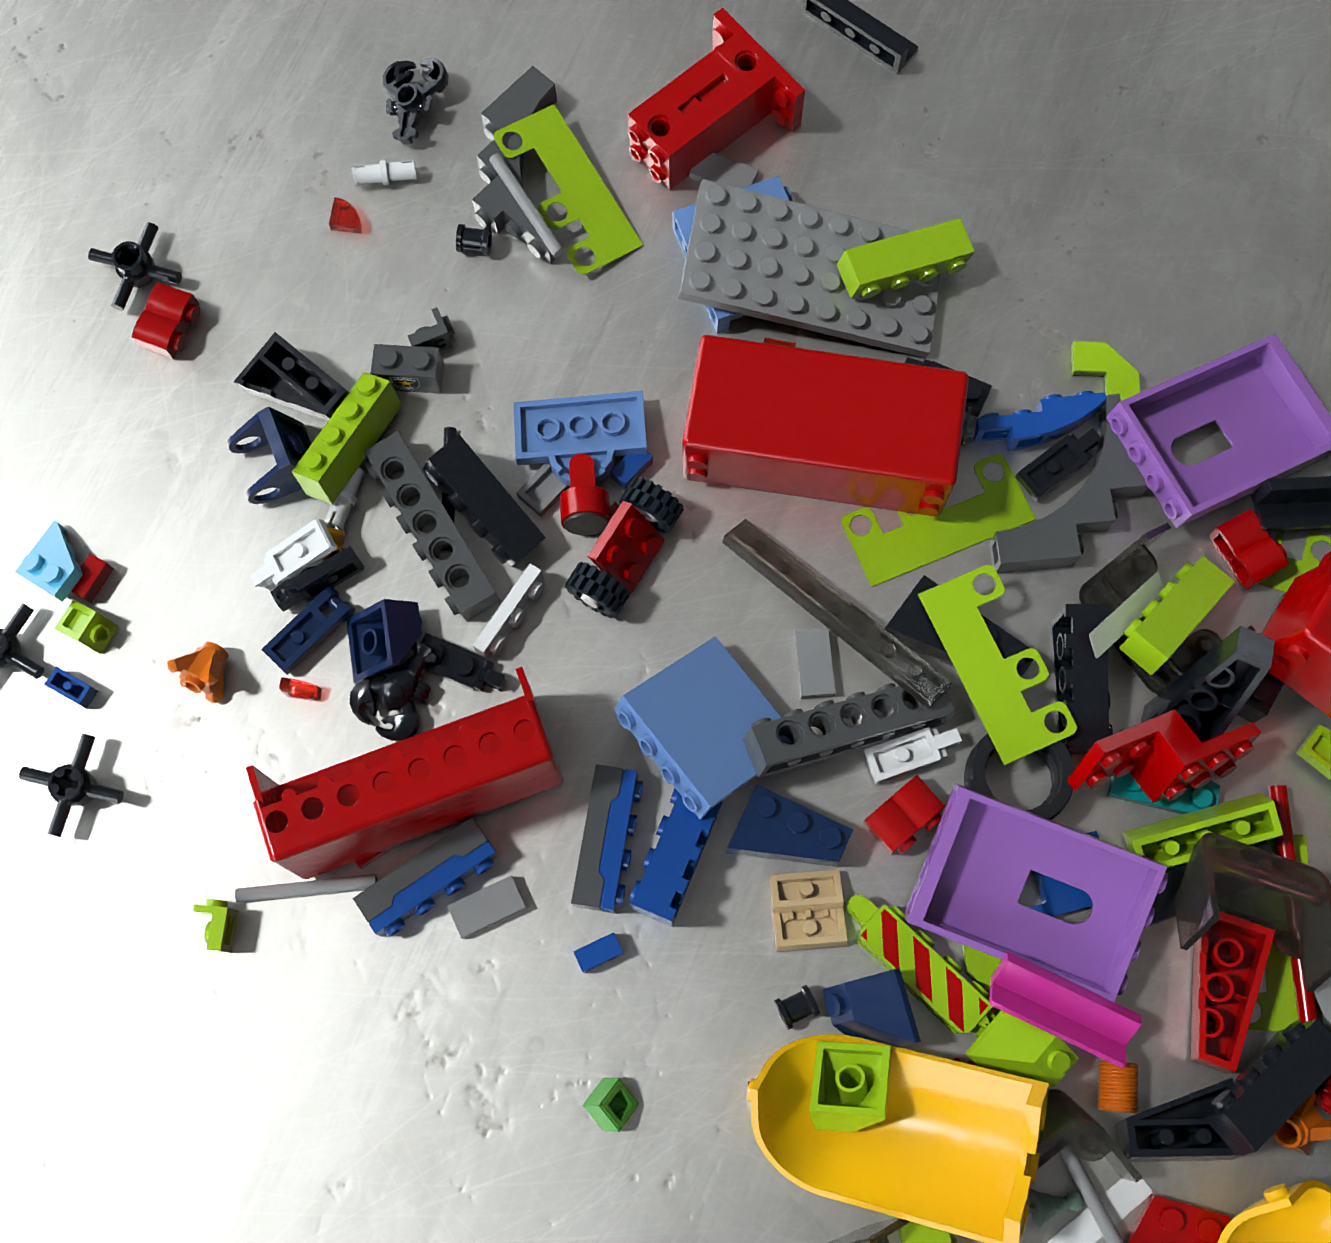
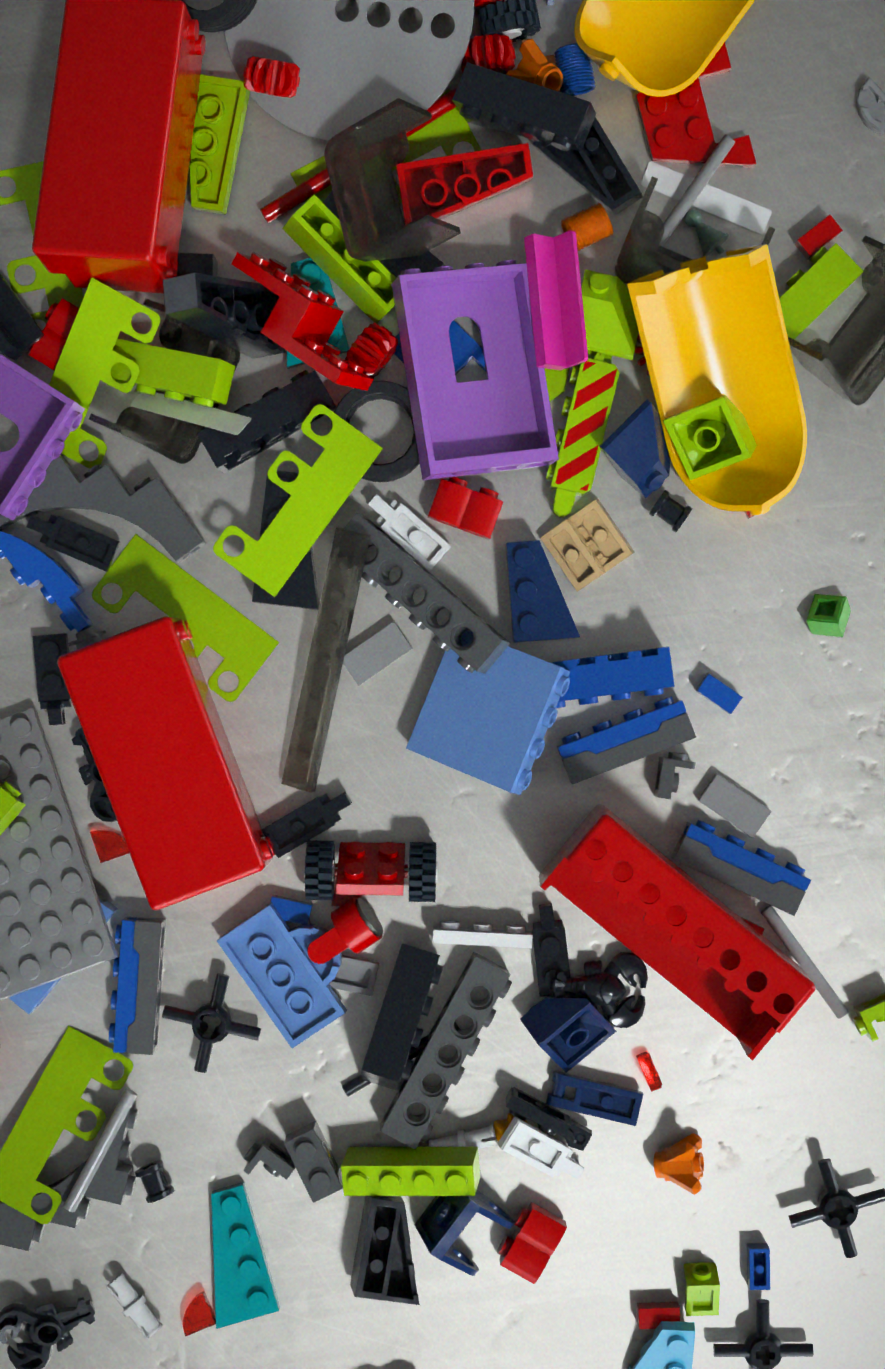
camera: 120 degrees left, 15 degrees up
(223, 507) = (532, 1242): none -> red brick
(363, 270) = (240, 1265): none -> teal wing
(549, 856) = (666, 779): none -> dark grey bracket
(576, 339) = (214, 1009): none -> black bar
(643, 311) = (139, 985): none -> piece
(699, 519) = (305, 822): none -> black hinge
(1100, 811) = (373, 349): none -> red gear
(1223, 554) = (90, 356): none -> lime piece
(1283, 1165) = (576, 70): none -> blue piece

